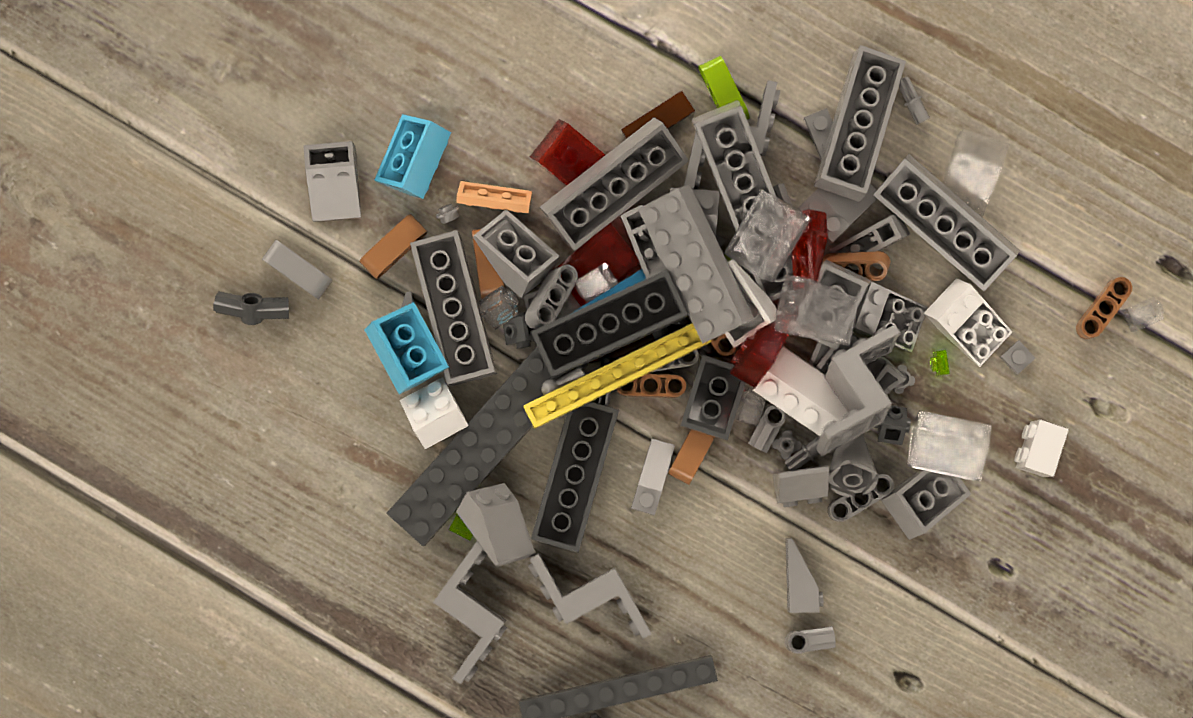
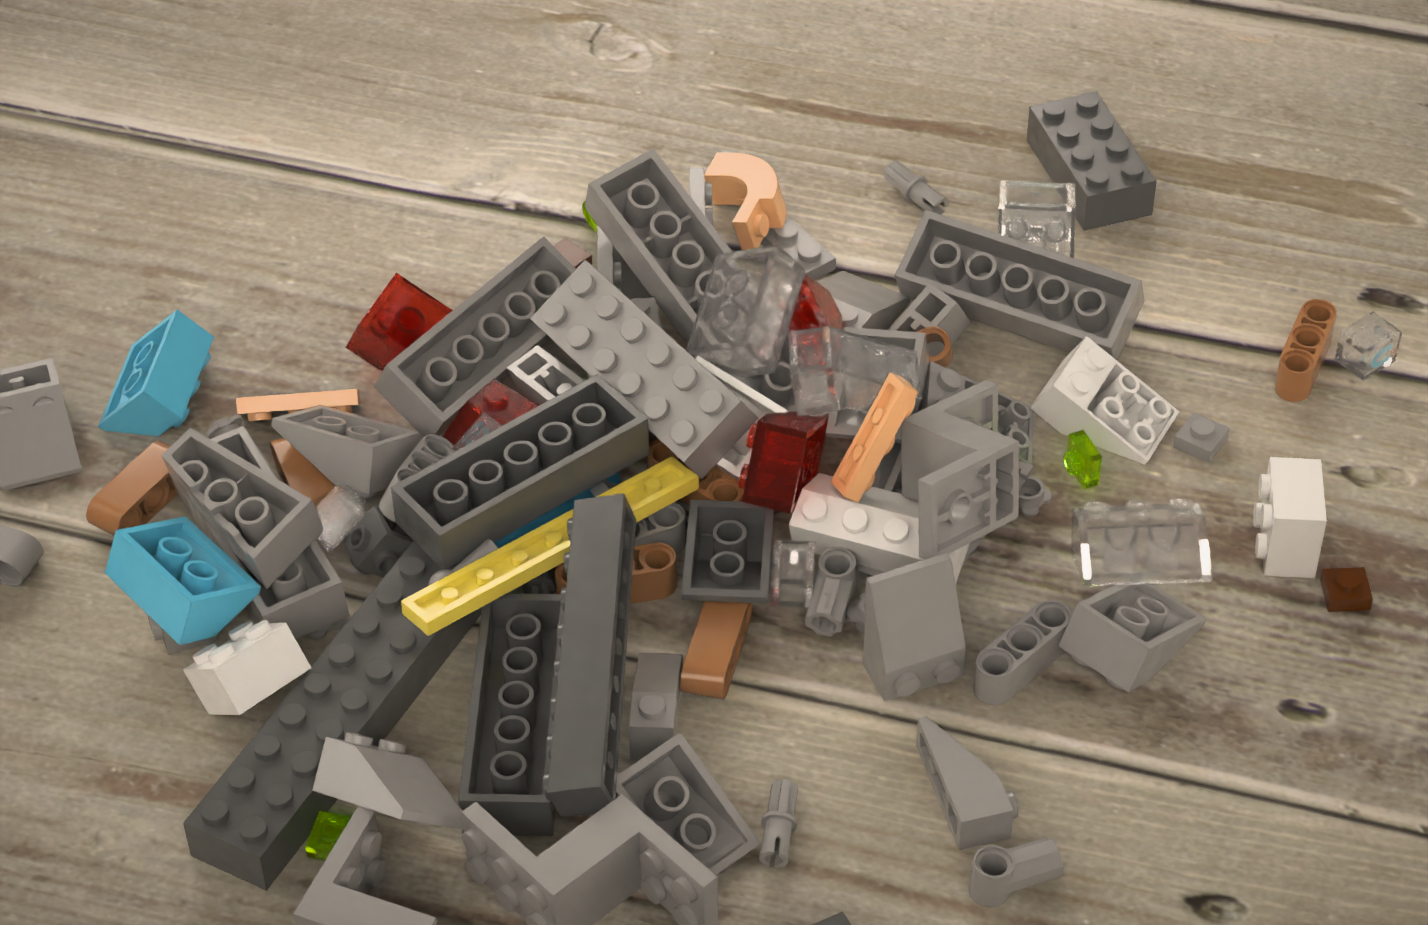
camera: 15 degrees left, 40 degrees down
(449, 317) = (244, 505): none -> light grey wedge
(620, 469) = (592, 656): none -> dark grey brick
(645, 561) = (687, 804): none -> light grey slope
(697, 577) = (779, 823): none -> light grey axle
(805, 72) = (754, 186): none -> light nougat arch
(814, 362) = (874, 437): none -> light nougat plate
(852, 469) = (997, 591): light grey cone -> none
(859, 123) = (845, 206): light grey brick -> none
(894, 426) = (1051, 541): dark grey brick -> none
(1031, 106) = (1087, 147): none -> dark grey brick
(1056, 493) = (1346, 589): none -> reddish brown plate

